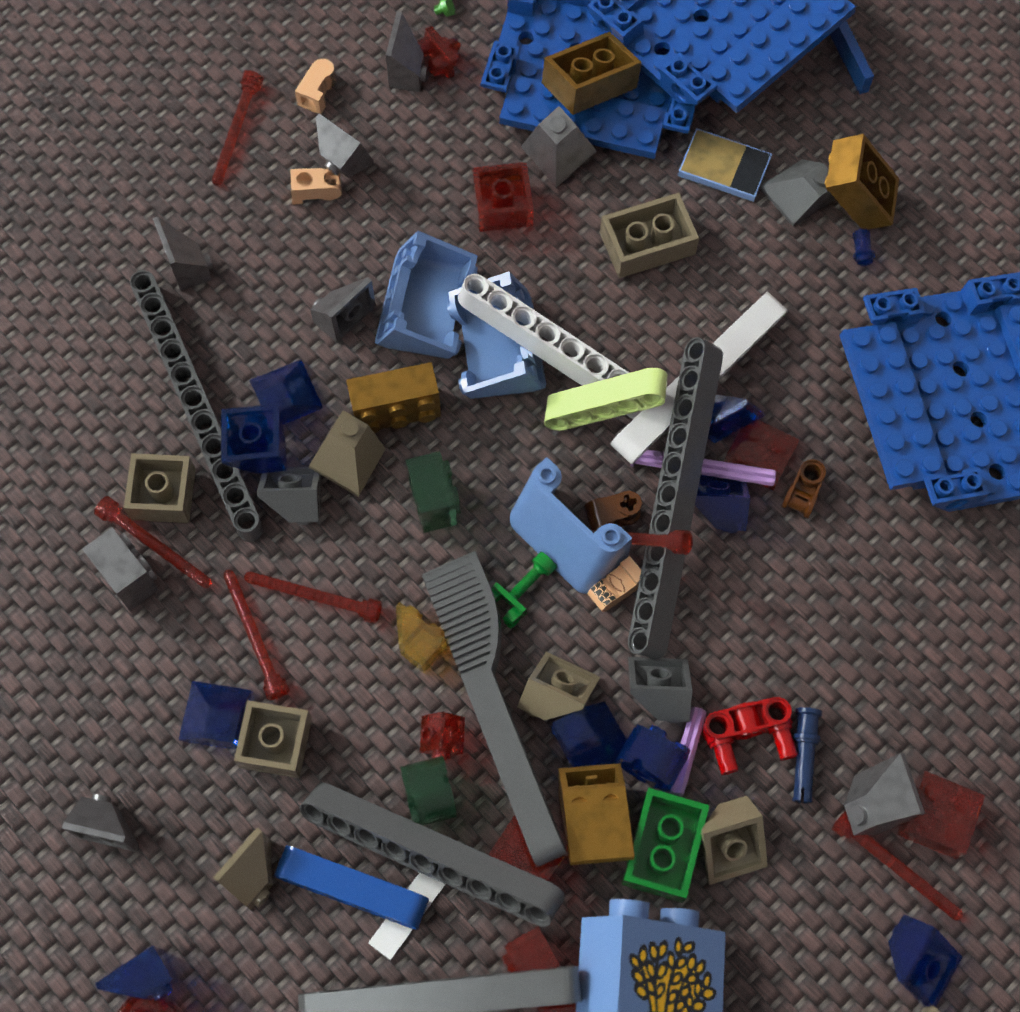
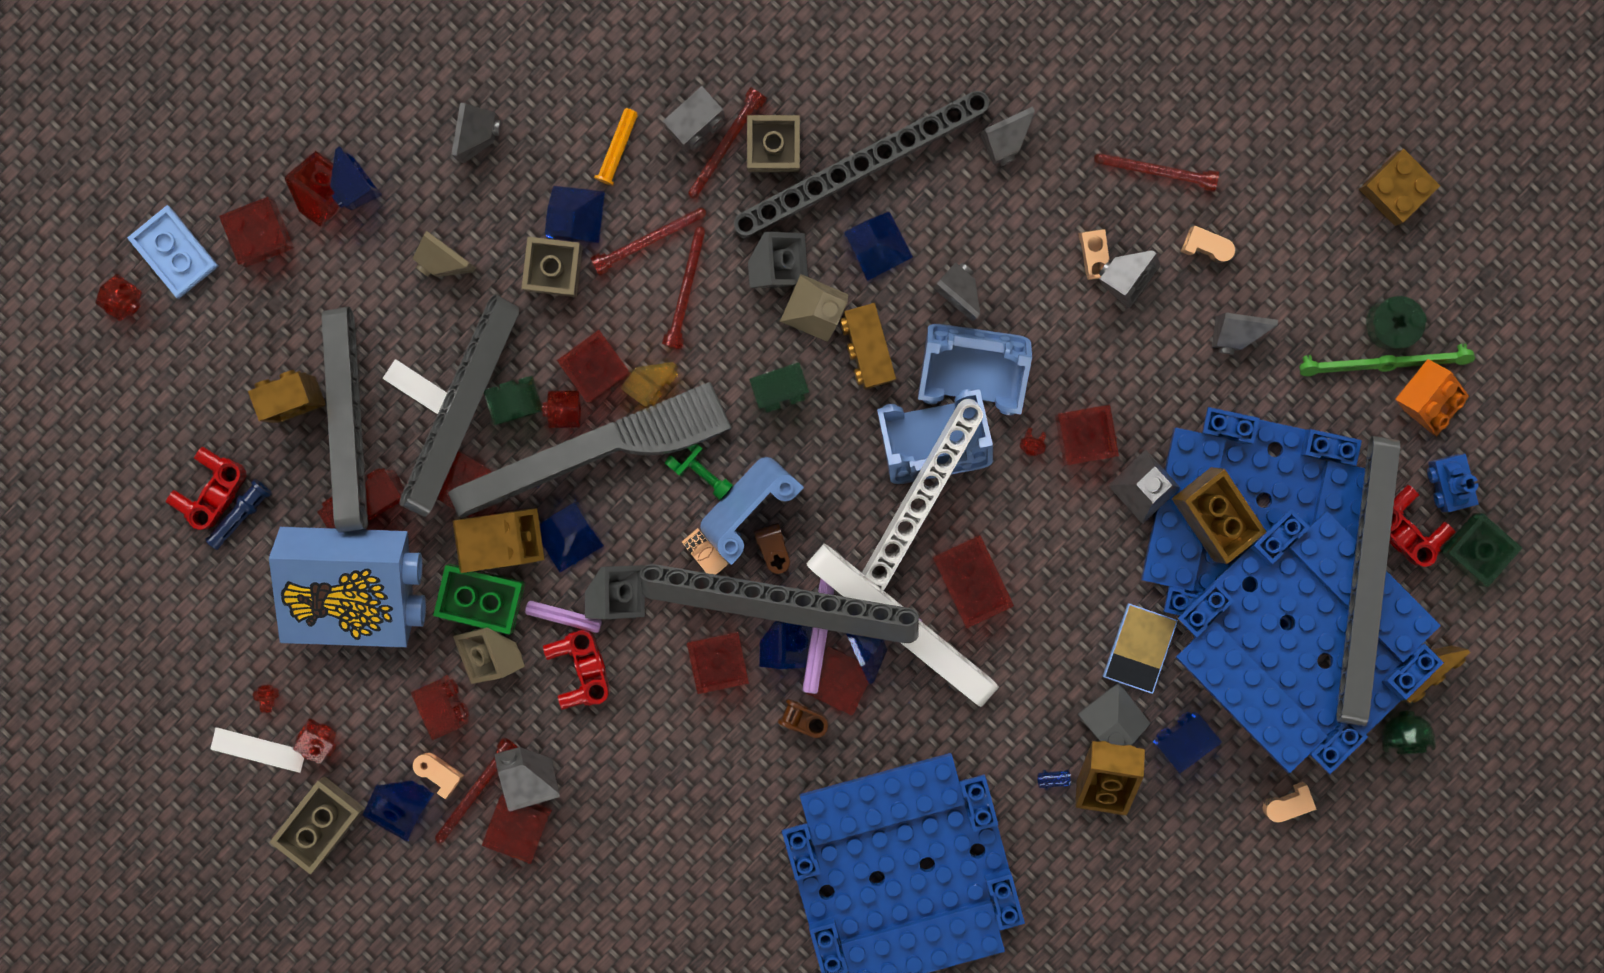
camera: 90 degrees right, 20 degrees up
(143, 663) = (617, 147): none -> light orange axle
(253, 438) = (821, 222): clear blue slope -> none
(351, 887) = (435, 342): blue beam -> none
(395, 695) = (594, 366): none -> clear red brick
(442, 51) = (1255, 365): clear red hips -> none
(510, 251) = (1031, 445): none -> clear red plate
(556, 688) = (610, 506): dark tan slope -> none
(606, 399) = (868, 538): yellowish green beam -> none
(649, 235) = (1051, 575): dark tan brick -> none
(653, 310) = (972, 581): none -> clear red brick
(653, 757) = (551, 587): clear blue brick -> none
(677, 541) = (728, 604): clear red piece -> none
(741, 573) = (718, 662): none -> clear red brick
(797, 898) = (440, 707): none -> clear red brick
(806, 740) = (577, 717): dark blue pin -> none
(822, 118) = (1186, 741): none -> clear blue slope
(853, 57) = (1264, 776): blue tile -> none
(871, 916) = (437, 771): none -> light nougat leg
(882, 38) = (1290, 805): none -> light nougat leg

